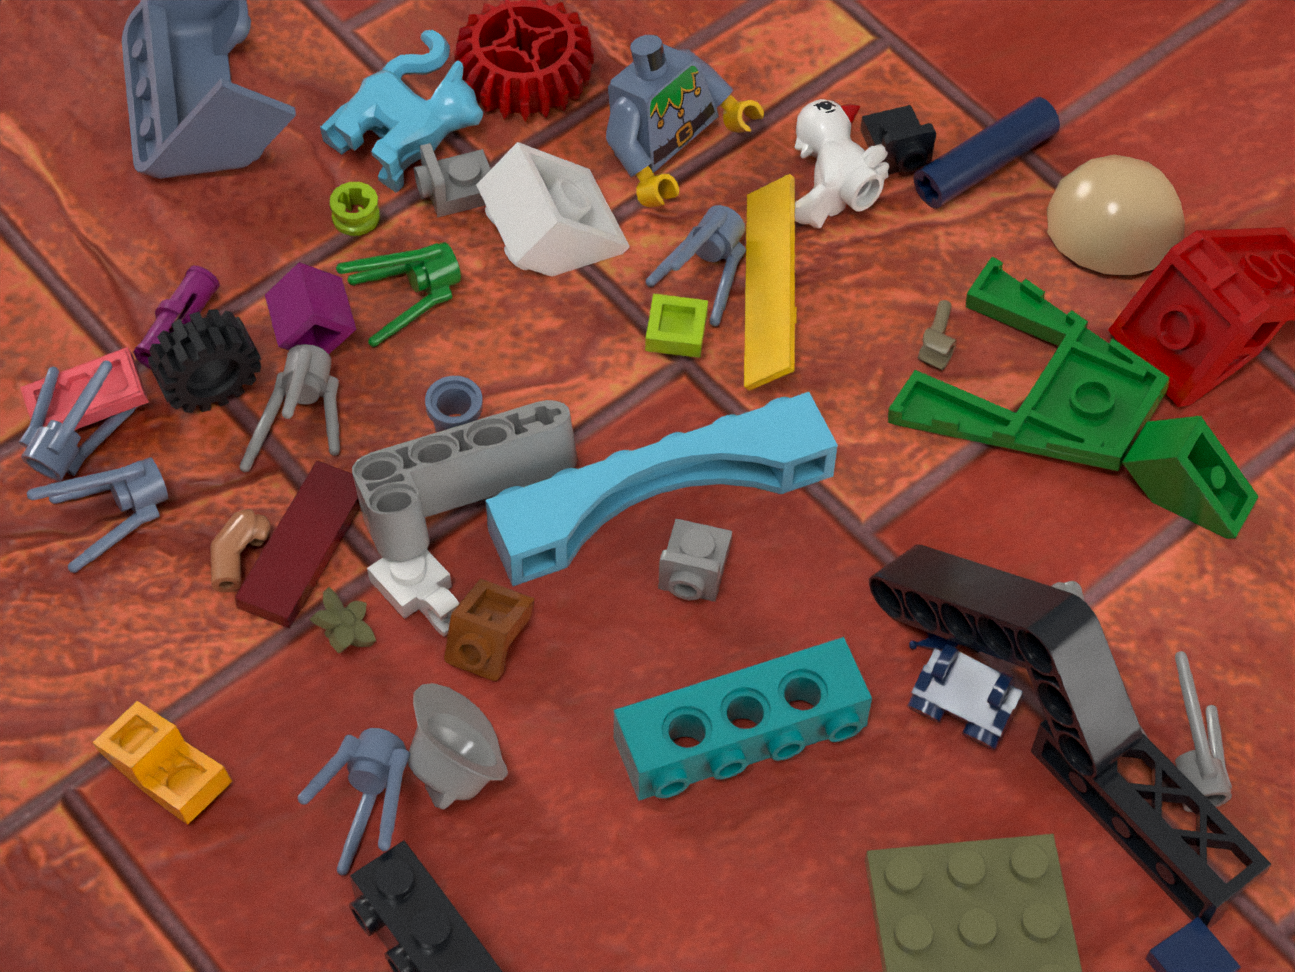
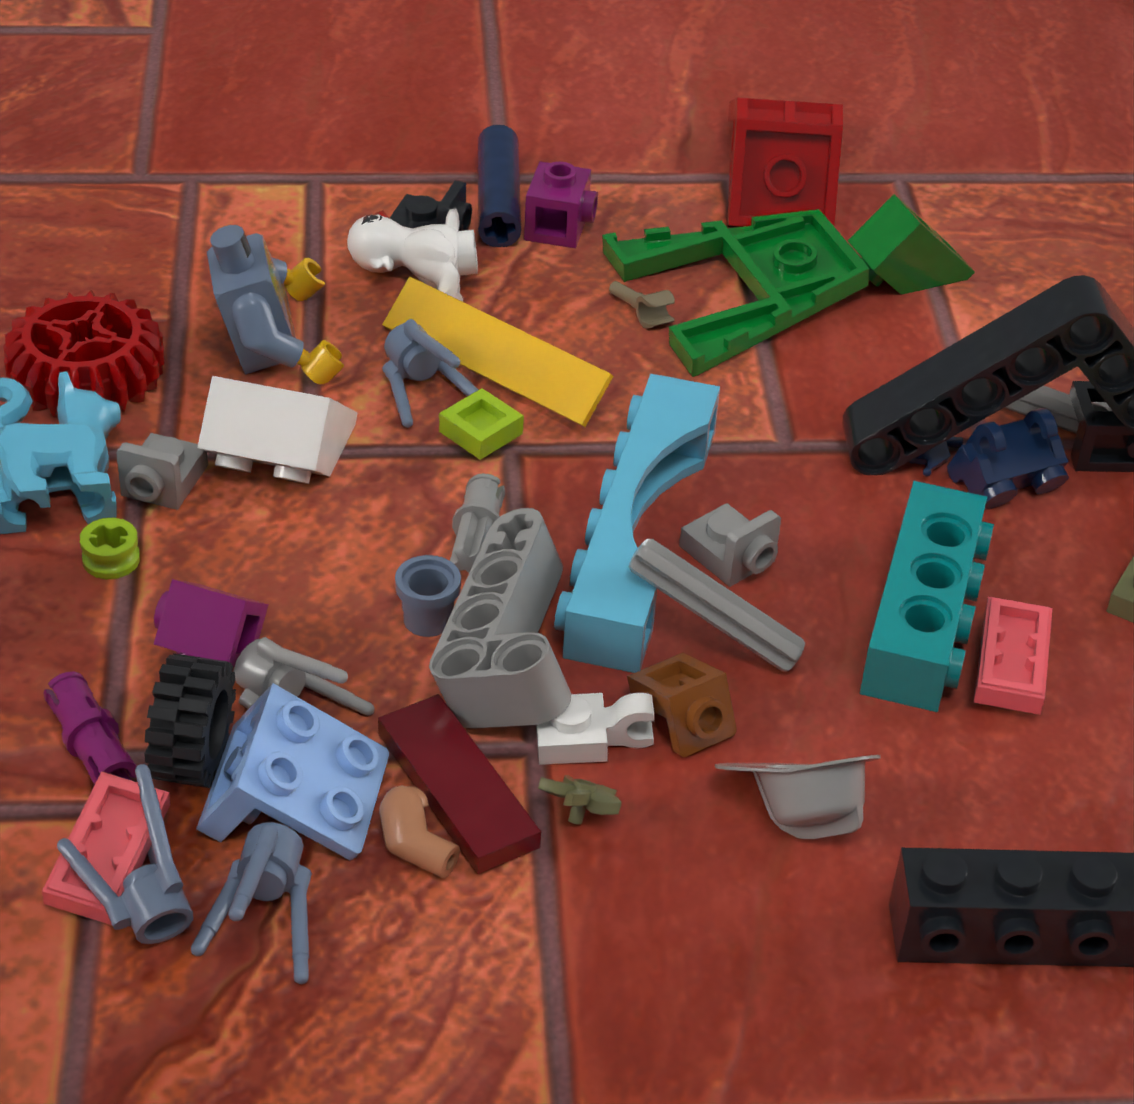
camera: 55 degrees left, 15 degrees down
(161, 762) = (601, 1027): light orange slope -> none
(225, 455) = (299, 771): none -> light blue bracket
(373, 763) = (779, 850): sand blue plant -> none
(427, 269) = (244, 537): green plant -> none
(570, 388) = (475, 517): none -> light grey axle
(584, 588) = (717, 605): none -> light grey axle
(729, 816) = (1013, 655): none -> coral plate
(996, 204) = (559, 204): none -> magenta brick
(1115, 215) = (635, 158): tan cylinder -> none

